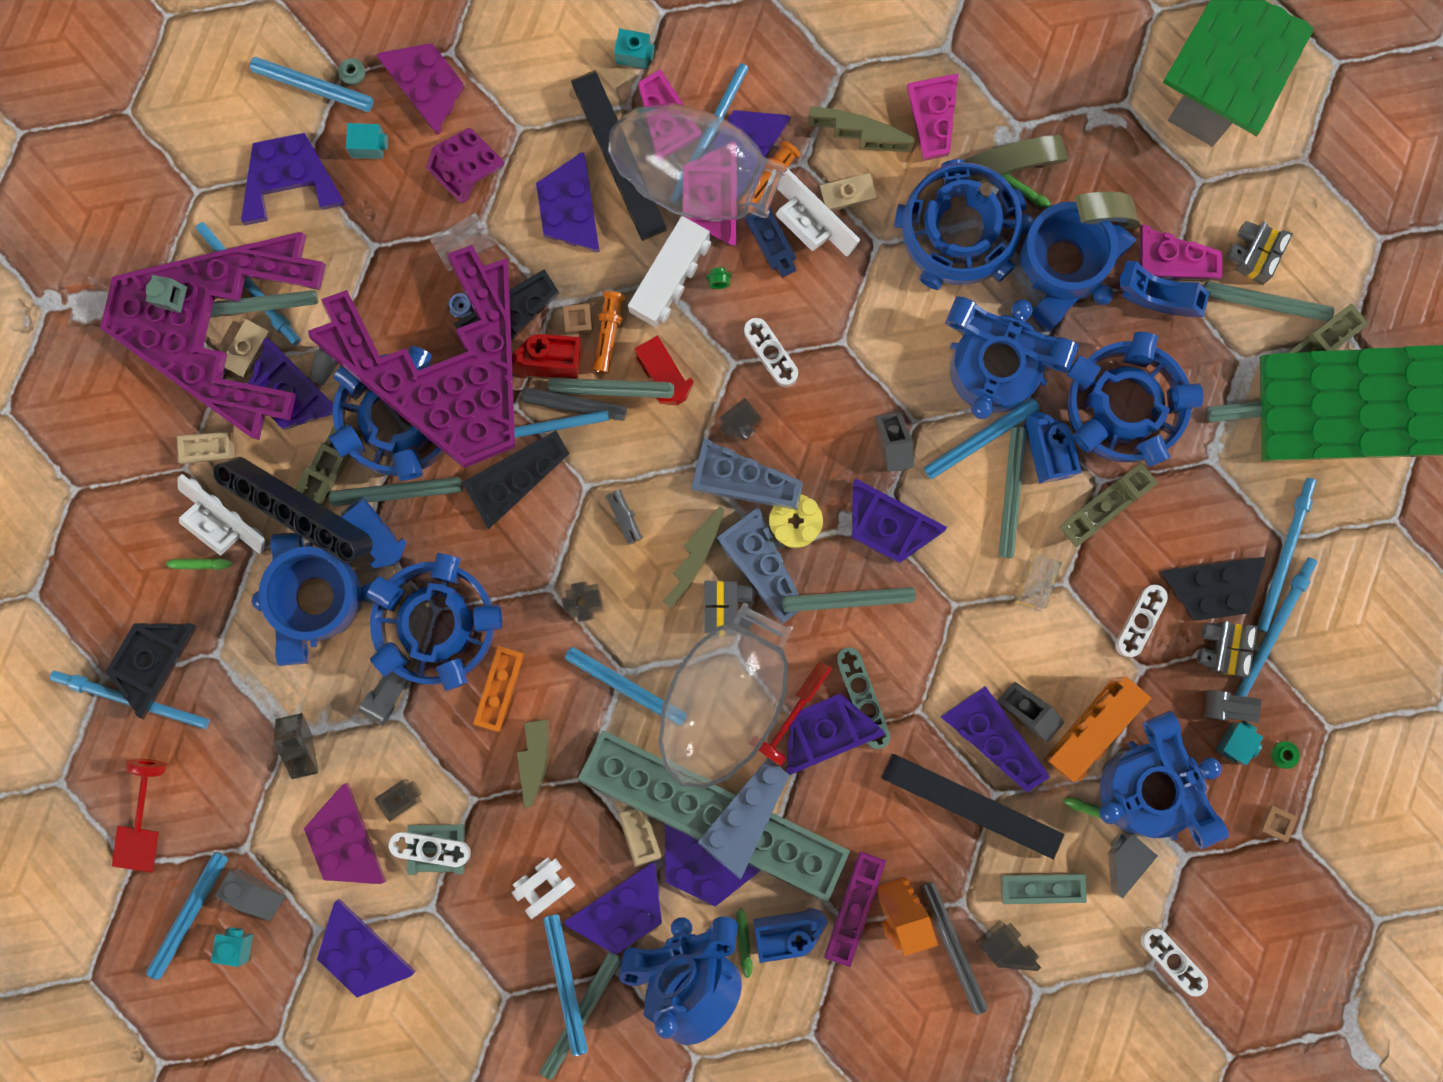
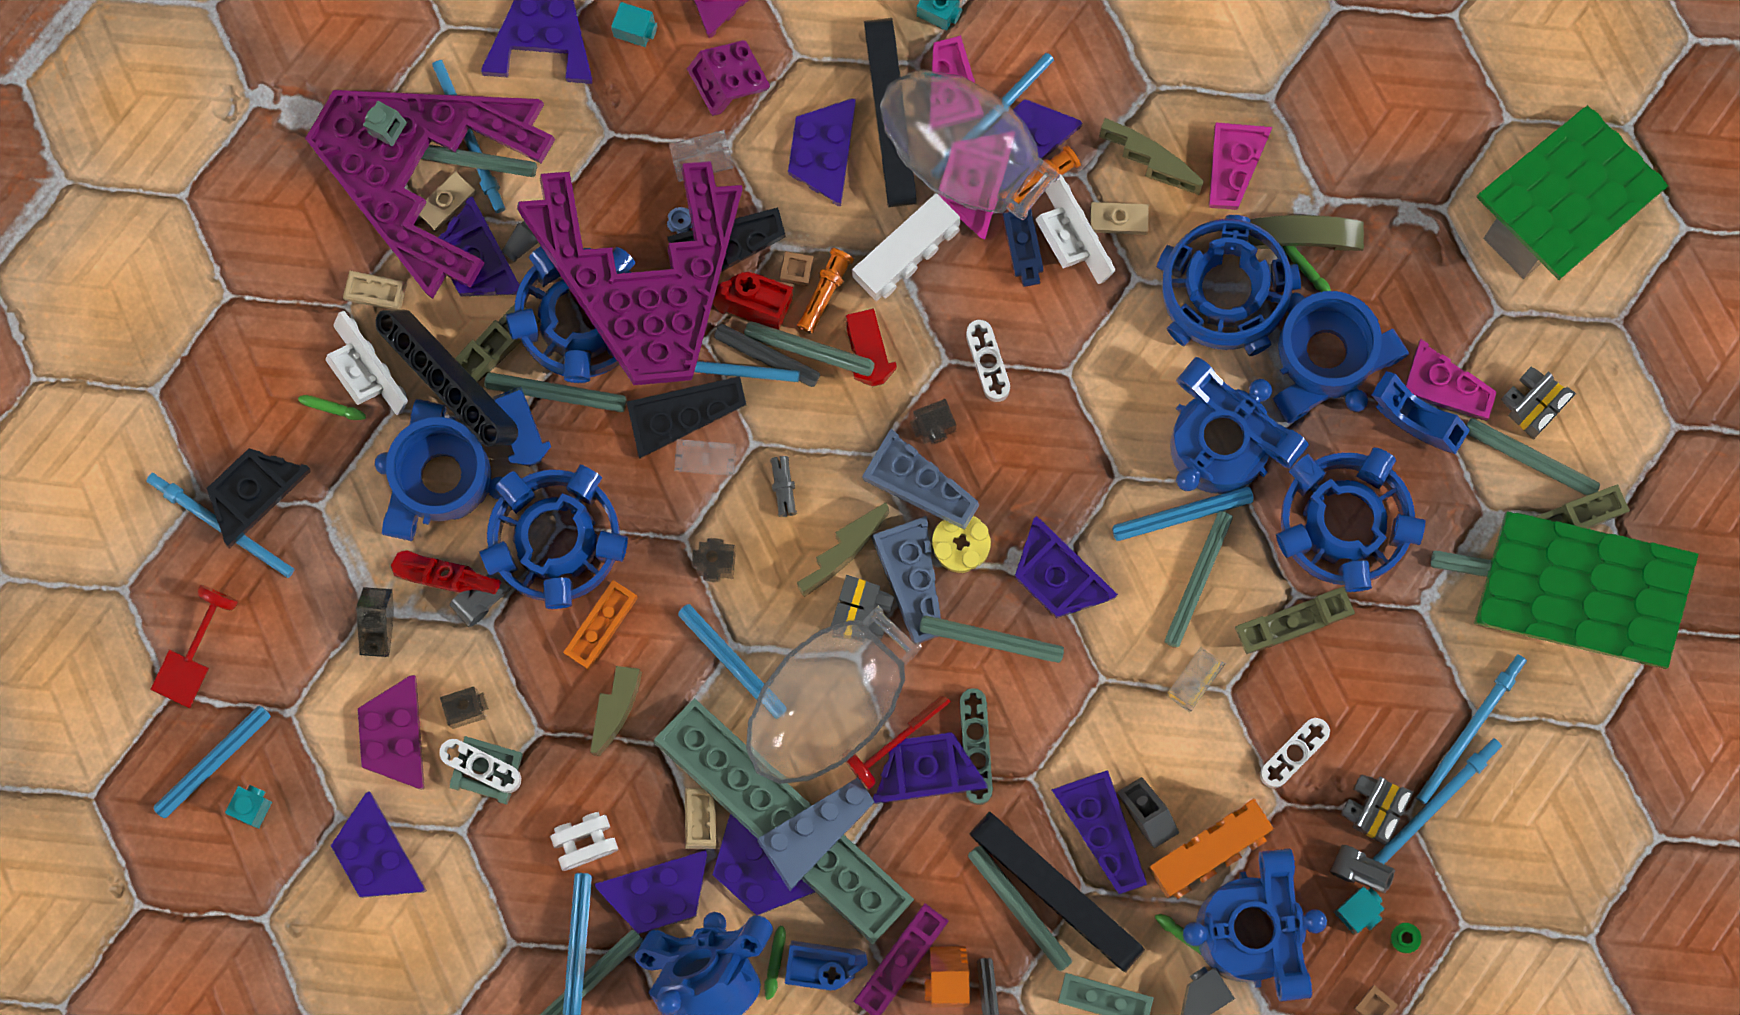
camera: 20 degrees right, 5 degrees down
(250, 895) = (283, 759): dark grey slope -> none
(329, 685) = (429, 570): none -> red piece
(547, 511) = (705, 457): none -> clear hinge
(719, 278) = (956, 269): green plate -> none
(895, 441) = (1089, 490): dark grey slope -> none
(944, 830) = (1020, 908): none -> sand green axle
(1052, 458) = (1250, 557): blue piece -> none
(1108, 206) = (1385, 310): olive slope -> none
(1216, 588) = (1385, 742): black wing -> none

